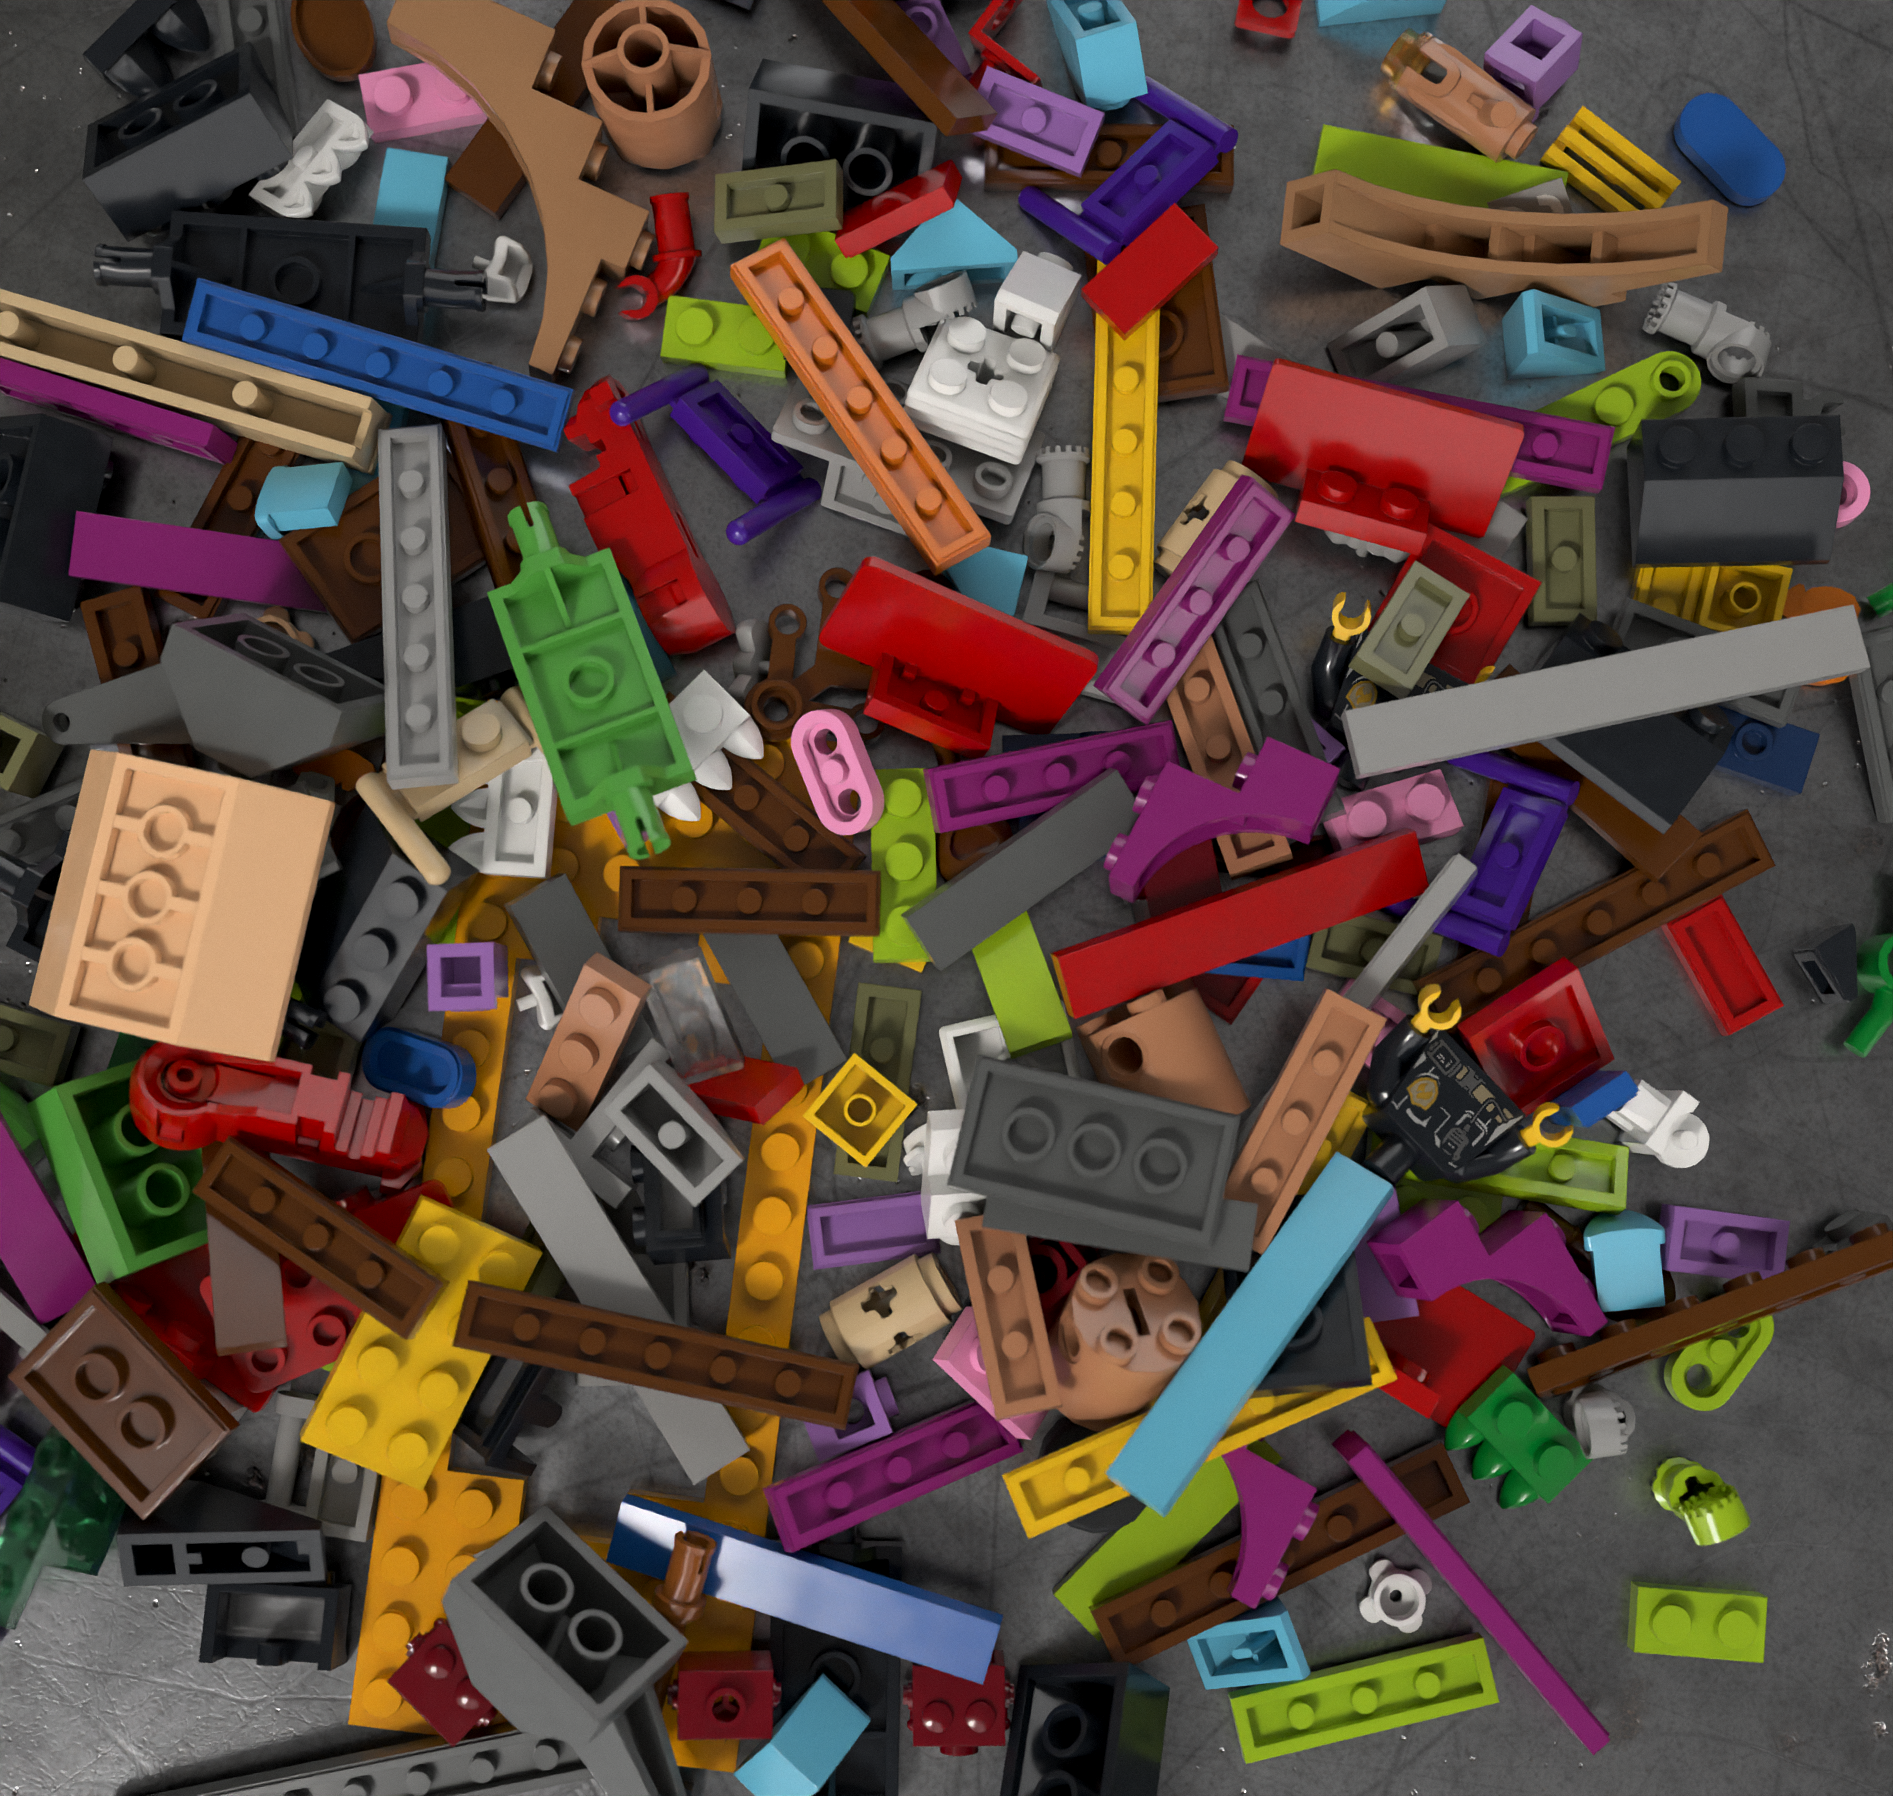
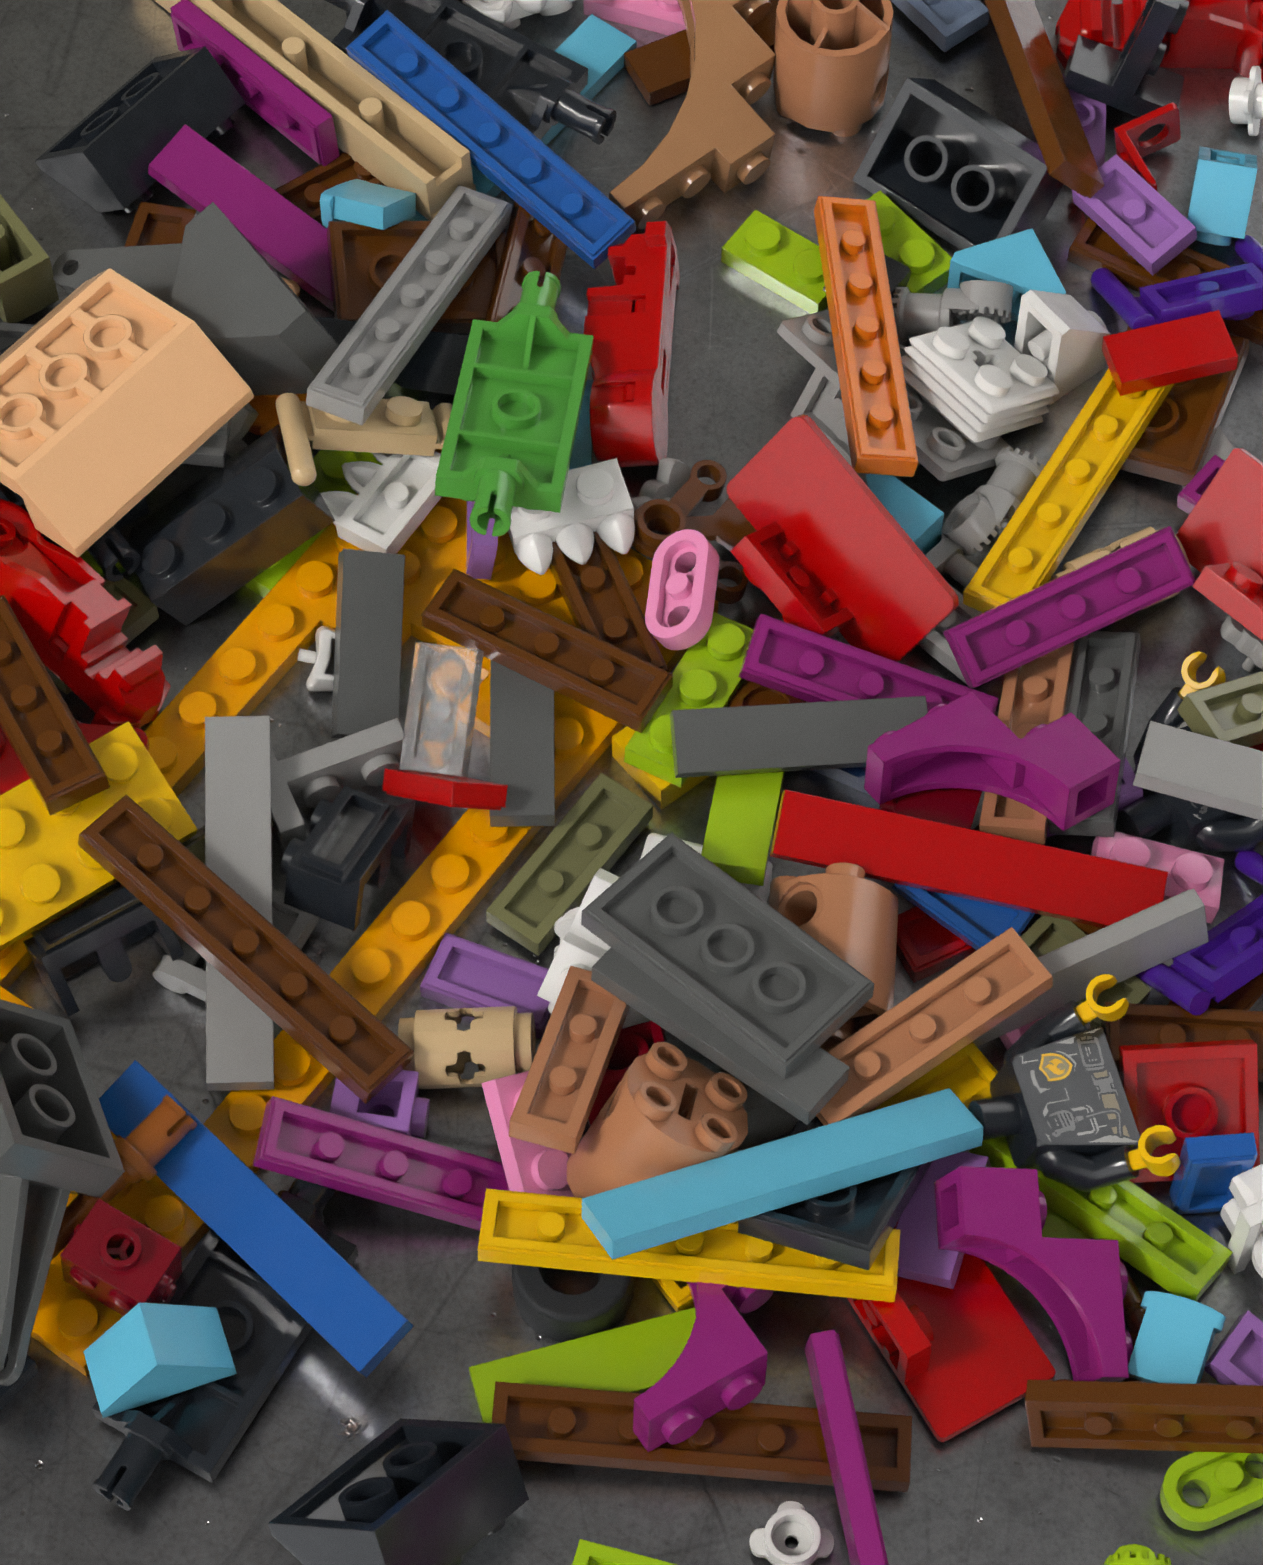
camera: 30 degrees right, 25 degrees down
(419, 1067) = (192, 657): blue tile -> none
(466, 976) = (270, 596): medium lavender brick -> none
(507, 271) = (633, 137): white piece -> none
(588, 1041) = (346, 684): nougat plate -> none
(674, 257) = (773, 188): red piece -> none
(674, 1131) = (370, 763): light grey slope -> none
(733, 441) = (738, 311): dark purple plate -> none
(778, 201) = (886, 176): olive plate -> none
(860, 1109) = (541, 862): yellow piece -> none
(899, 209) = (983, 221): red tile -> none
(957, 1711) = (325, 1406): dark red head -> none
(1250, 1649) = (624, 1502): medium azure slope -> none
(1517, 1437) = (989, 1457): green plate -> none
(1599, 1420) = (1069, 1446): light grey connector -> none

